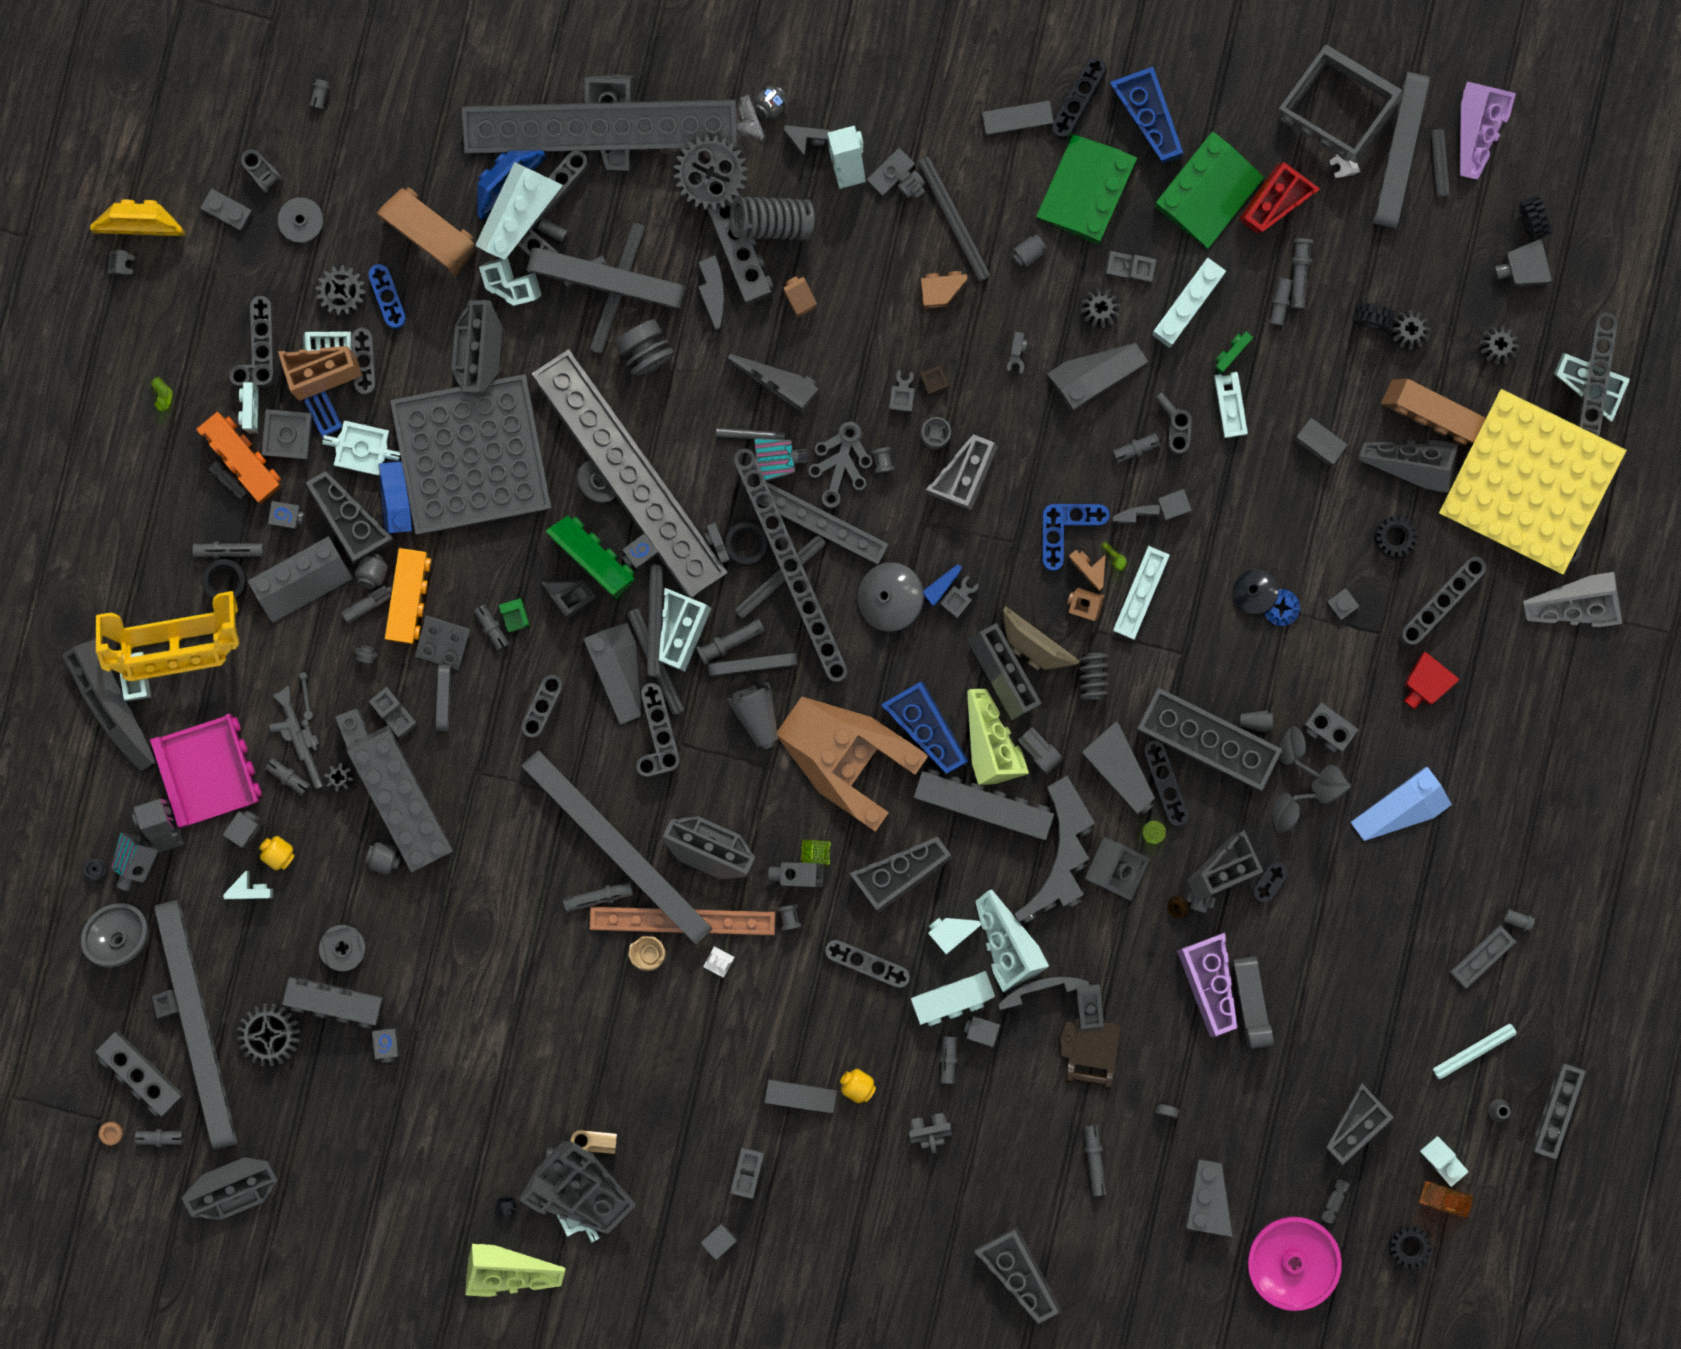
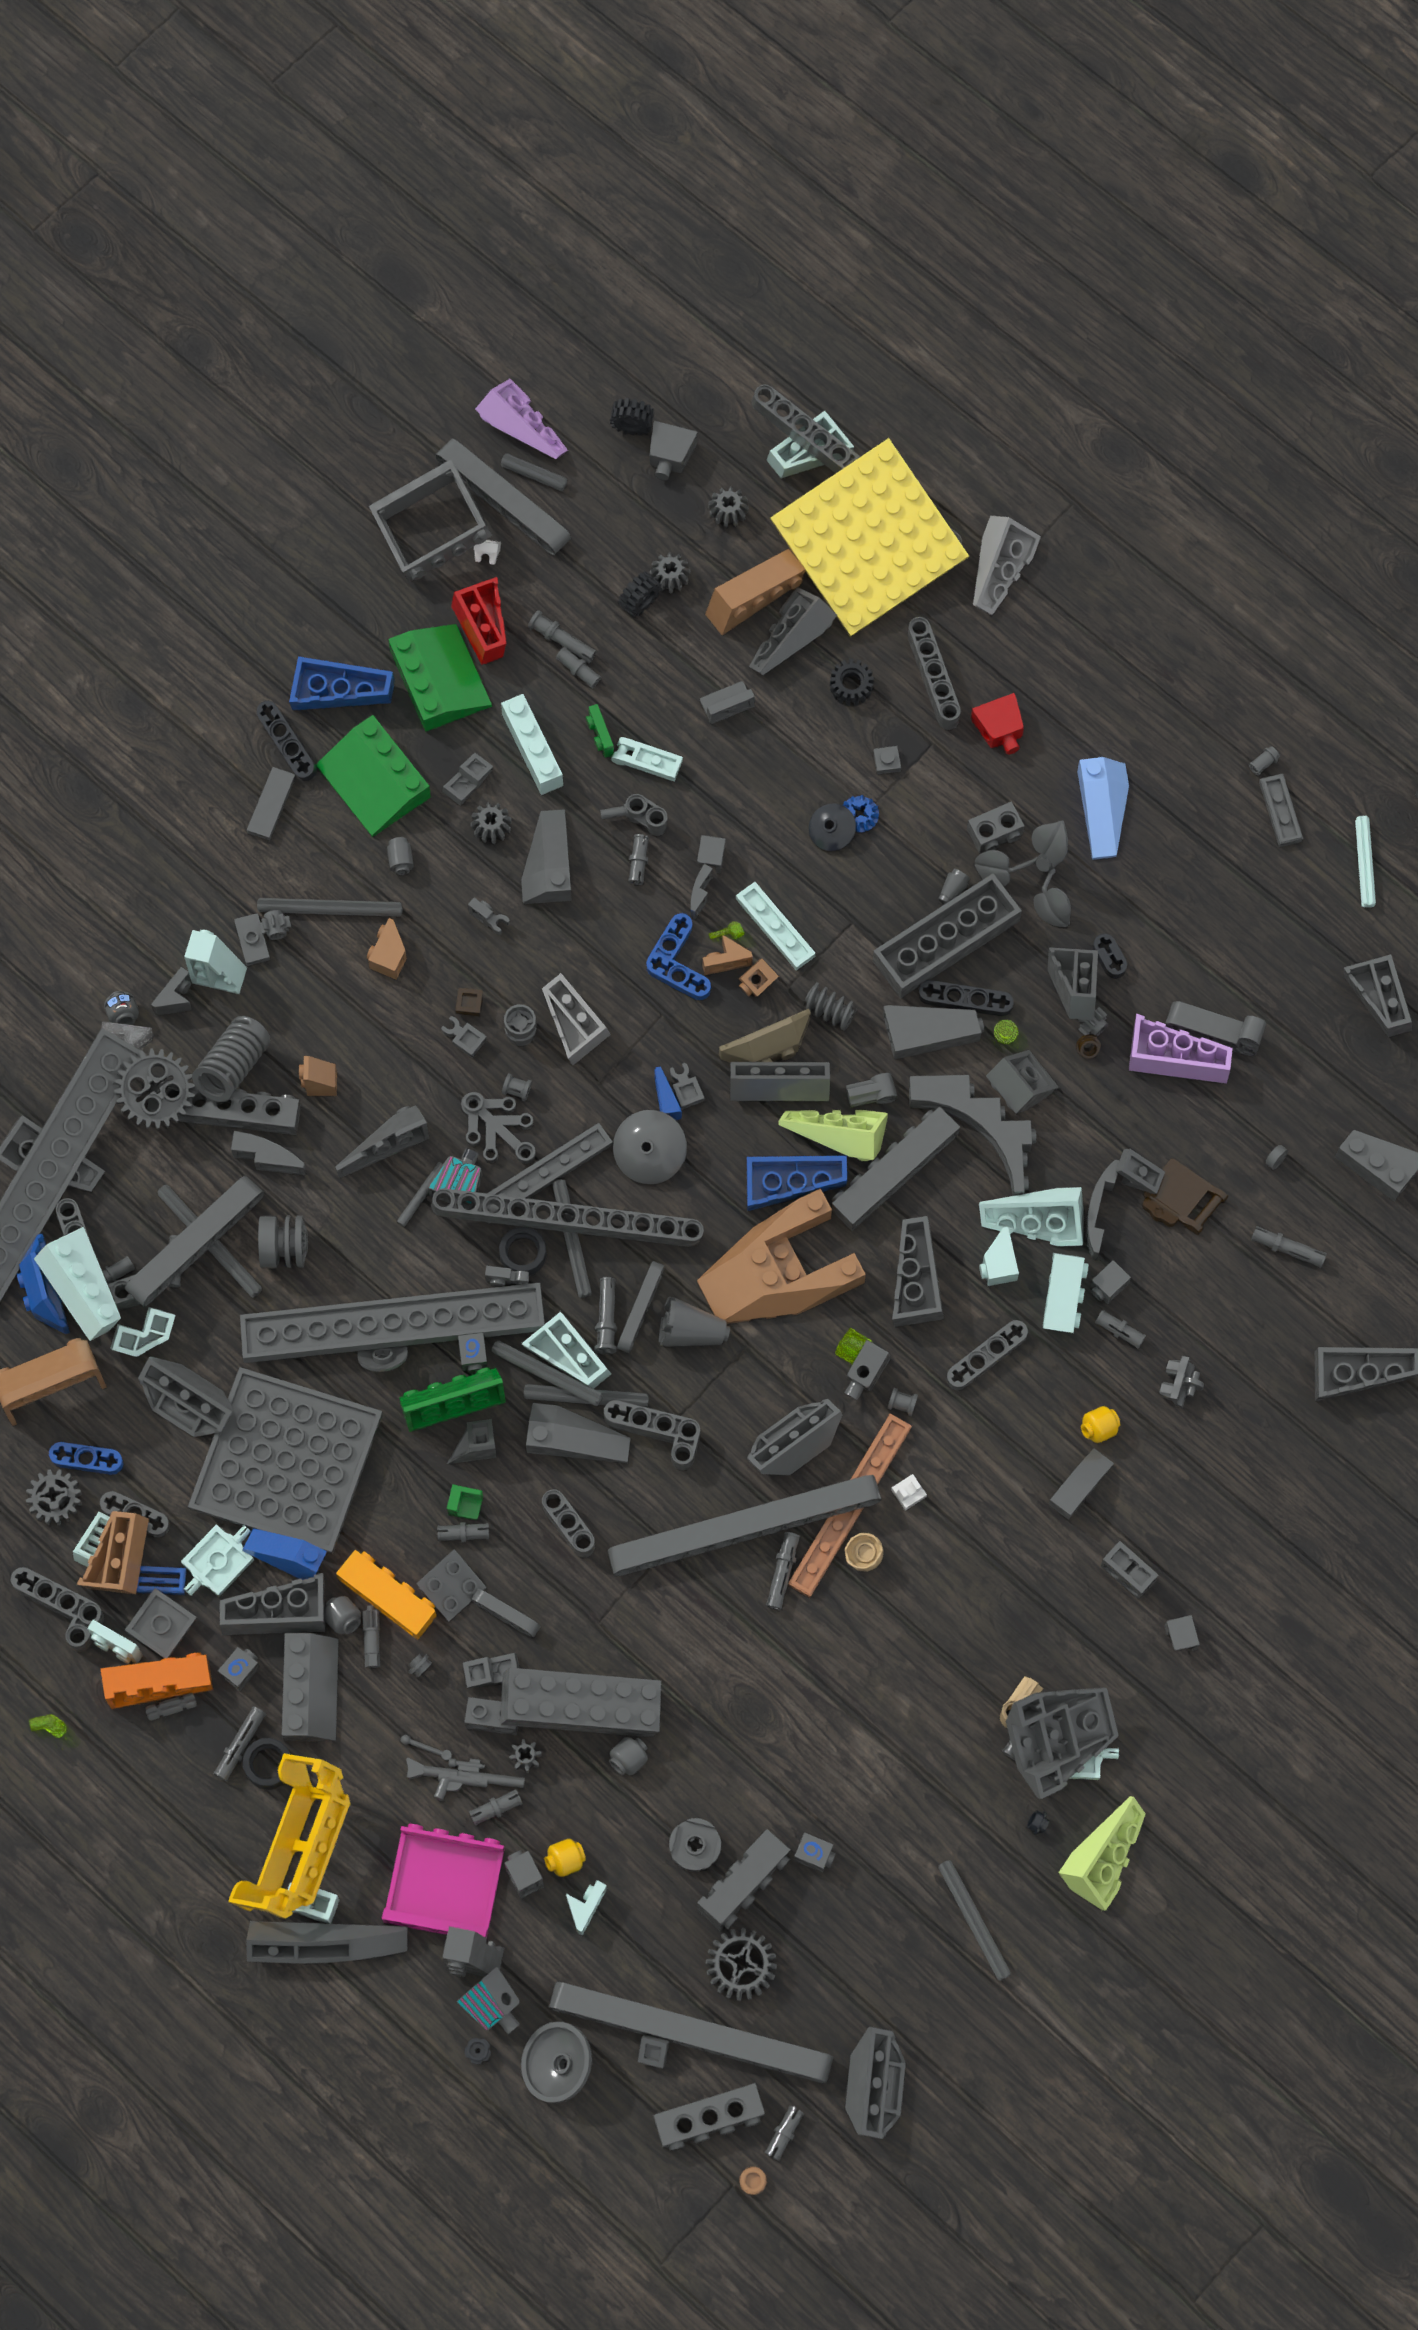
camera: 60 degrees left, 15 degrees down
(403, 1196) = (974, 1920): none -> dark grey axle

